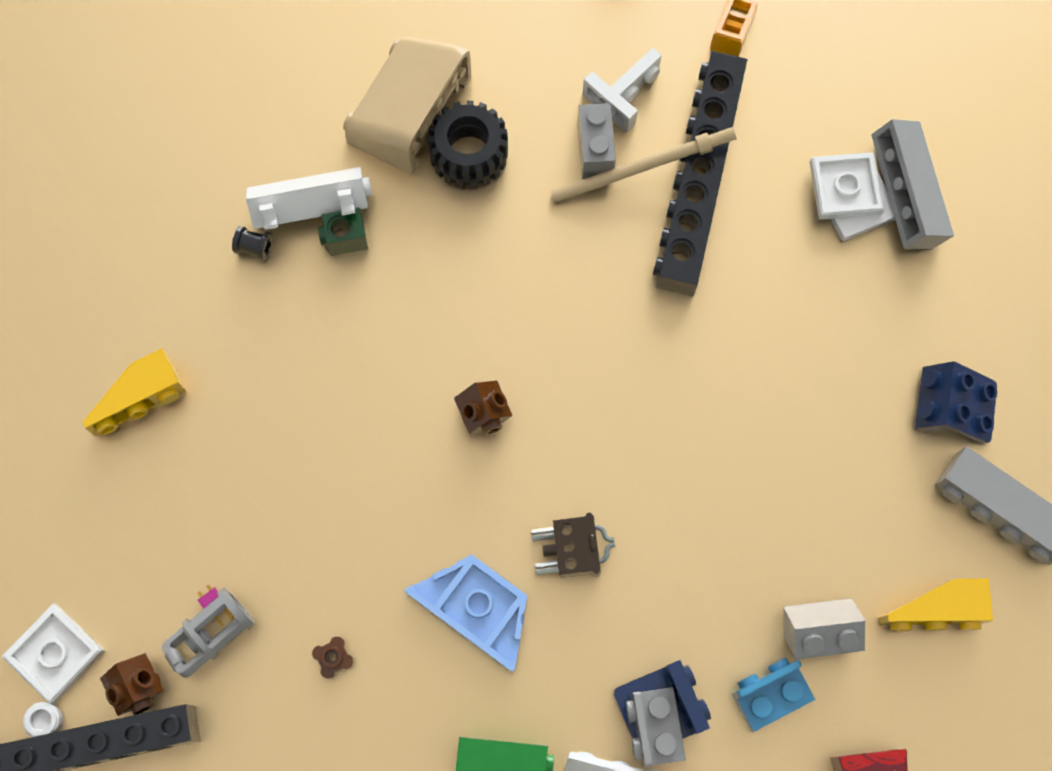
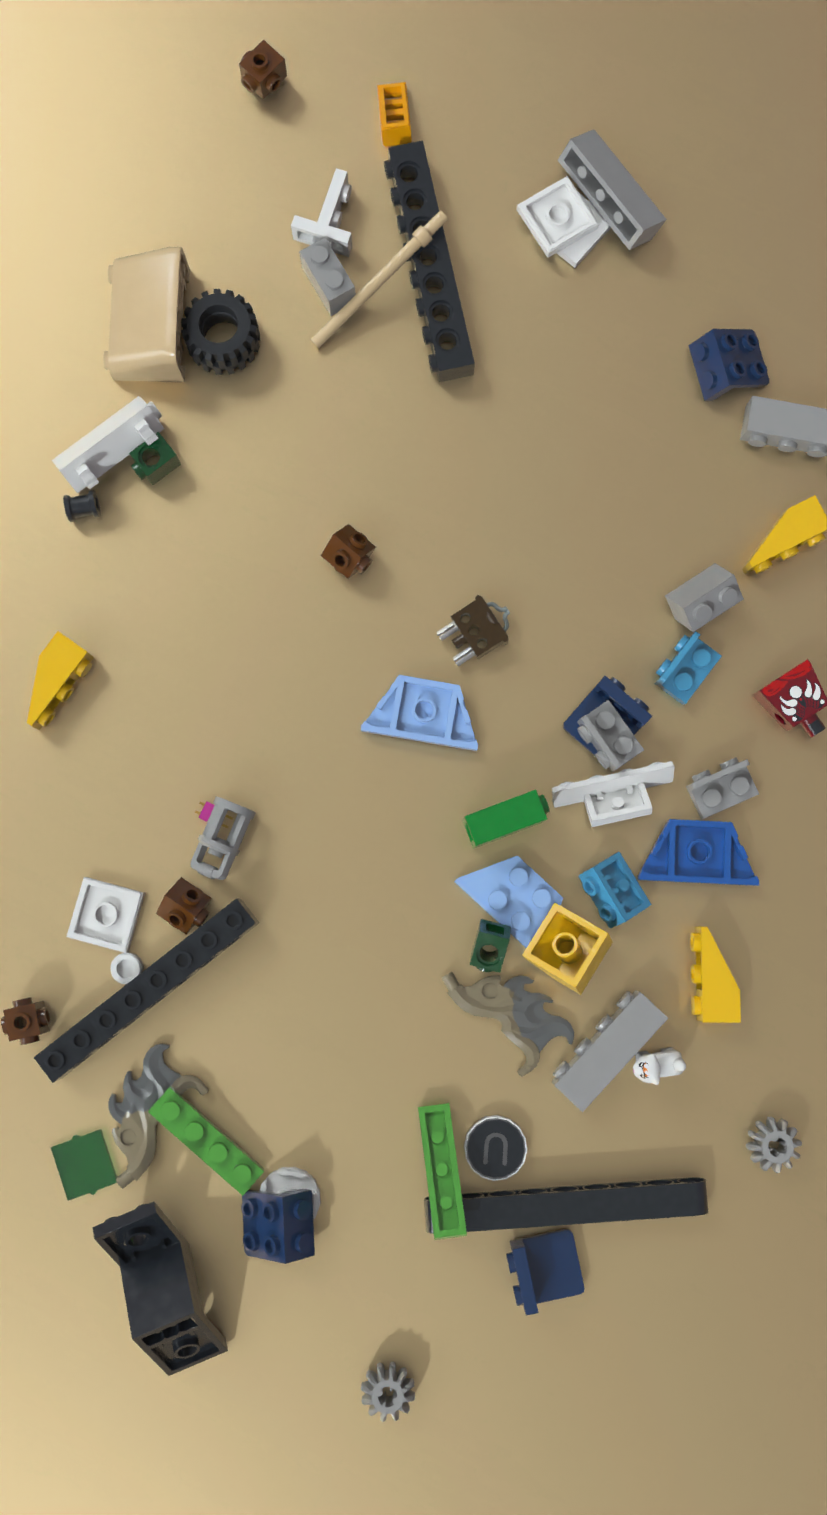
camera: 25 degrees left, 10 degrees up
(342, 660) = (330, 817): reddish brown plate -> none

